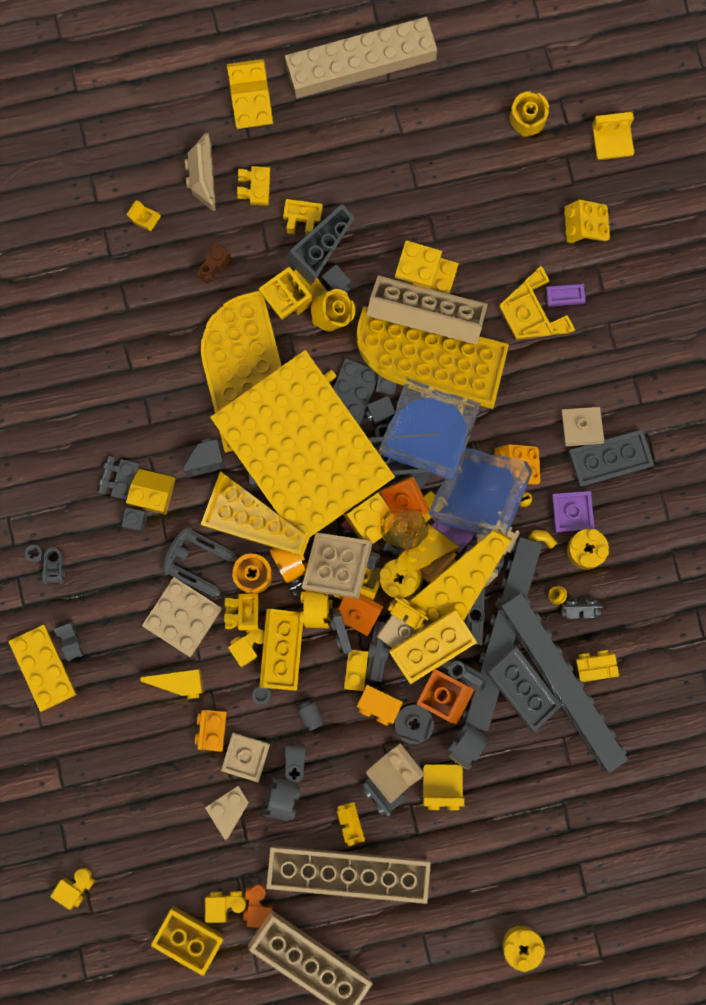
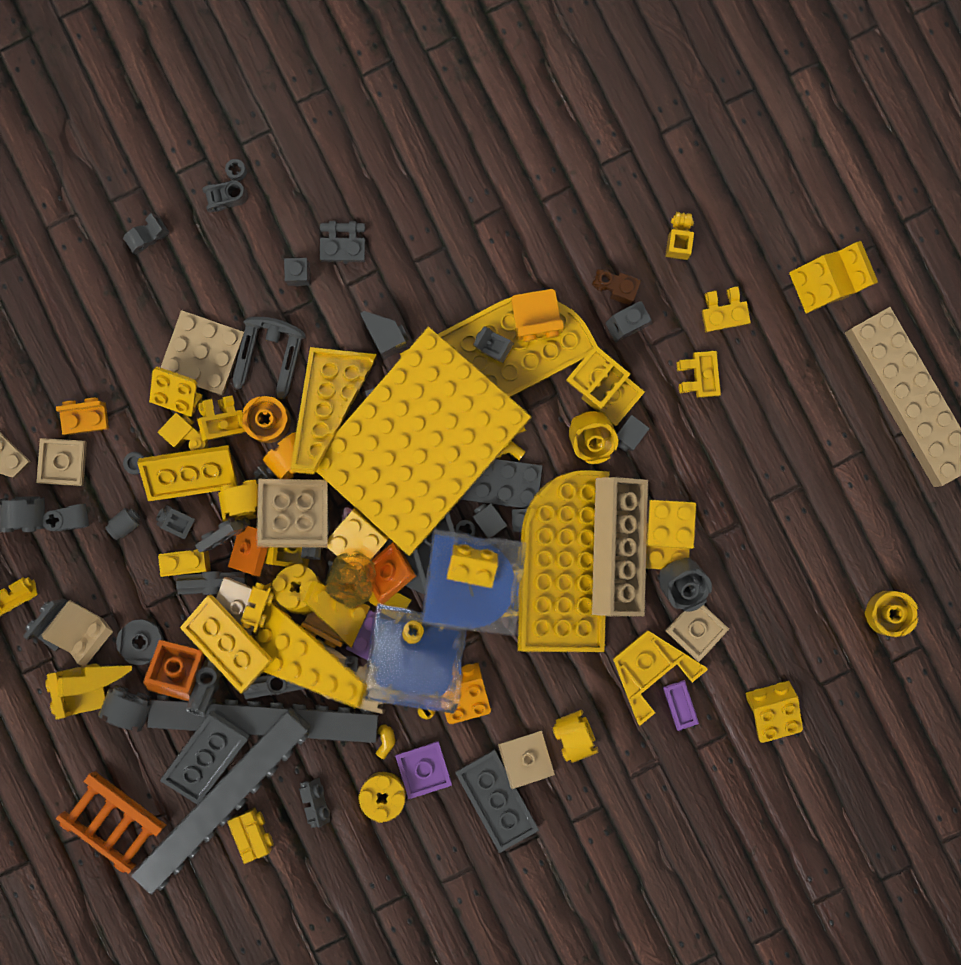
camera: 75 degrees right, 5 degrees up
(42, 668) = (110, 213): yellow plate -> none
(143, 216) = (655, 190): yellow bracket -> none
(151, 491) = (335, 281): yellow slope -> none
(182, 683) = (126, 369): yellow slope -> none
(189, 205) = (680, 239): none -> yellow brick
(201, 172) = (725, 244): tan wedge -> none
(210, 643) = (174, 391): none -> yellow bracket
(222, 331) = (537, 315): none -> light orange bracket
(237, 372) = (493, 344): none -> dark grey bracket
(245, 260) = (628, 321): none -> dark grey torso
(315, 249) = (663, 401): dark grey wedge -> none
(319, 672) = (174, 521): none -> dark grey bracket
(380, 705) = (149, 598): light orange brick -> none
(415, 426) = (472, 565): none -> yellow bracket
(437, 769) = (91, 679): none -> yellow slope
(462, 496) = (413, 625): none -> yellow bush
(469, 266) = (685, 584): none -> dark grey brick
(507, 267) = (697, 631): none -> tan plate
(541, 775) = (132, 812): none -> orange fence
(557, 595) = (323, 768): yellow plate -> none
(572, 380) = (576, 736): none -> yellow brick
(613, 135) = (889, 720): yellow bracket -> none

